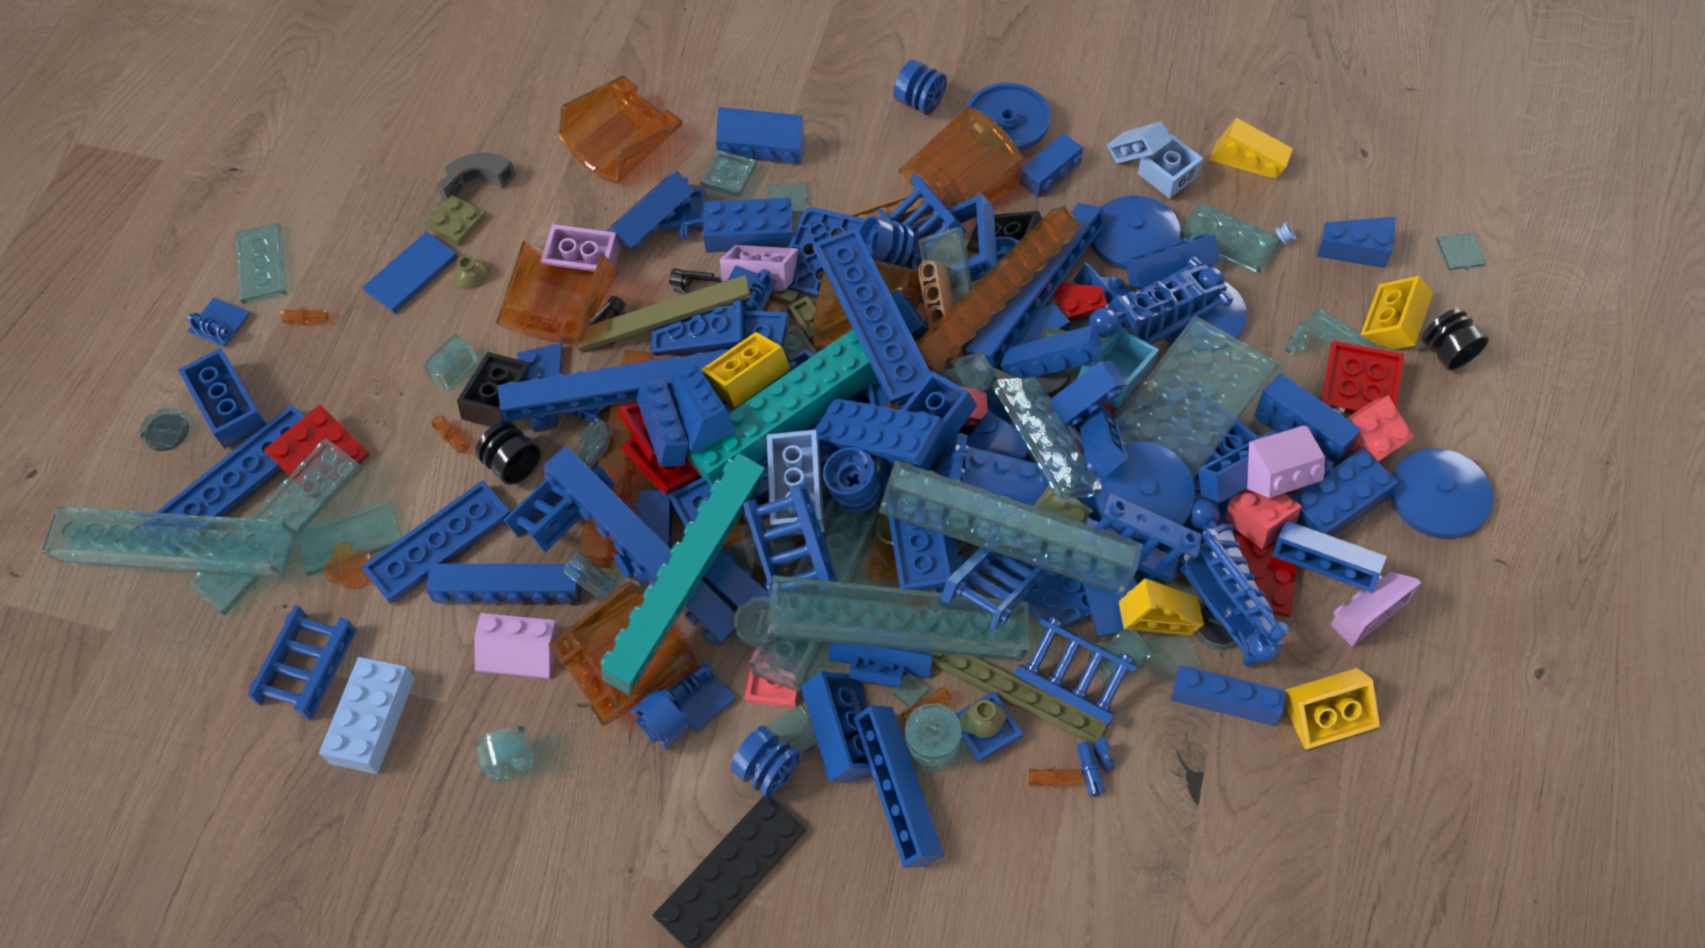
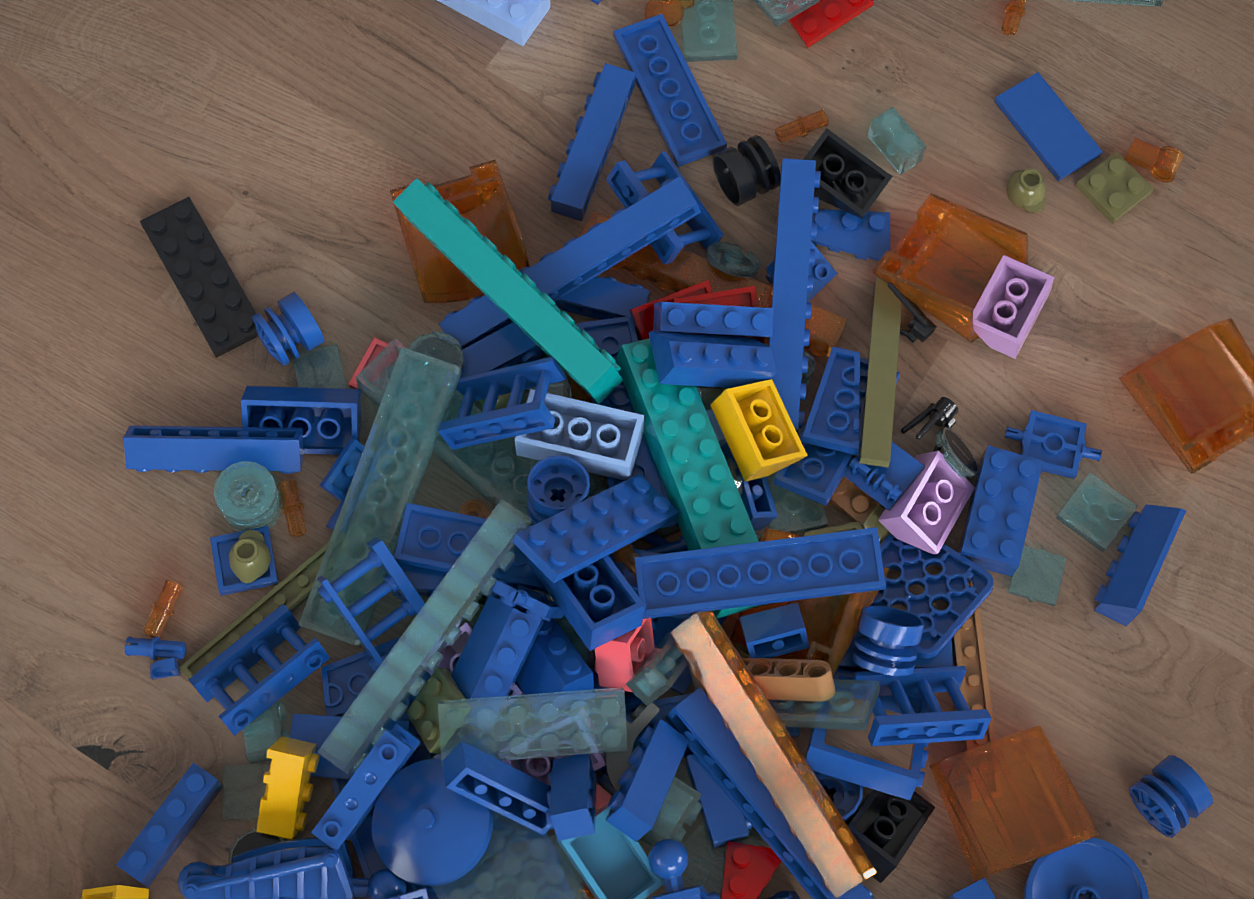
camera: 100 degrees right, 10 degrees up
(425, 196) = (1160, 161): none -> clear orange piece
(475, 168) = (1187, 217): dark grey arch -> none
(505, 752) = (397, 101): clear light blue brick -> none
(515, 645) = (519, 137): lavender slope -> none
(589, 572) = (552, 235): clear light blue tile -> none
(651, 210) = (1049, 396): blue slope -> none
(661, 718) = (375, 246): blue brick -> none
(701, 695) = (394, 295): blue hinge -> none
(715, 255) = (957, 453): none -> tile
(910, 690) = (317, 502): clear light blue tile -> none

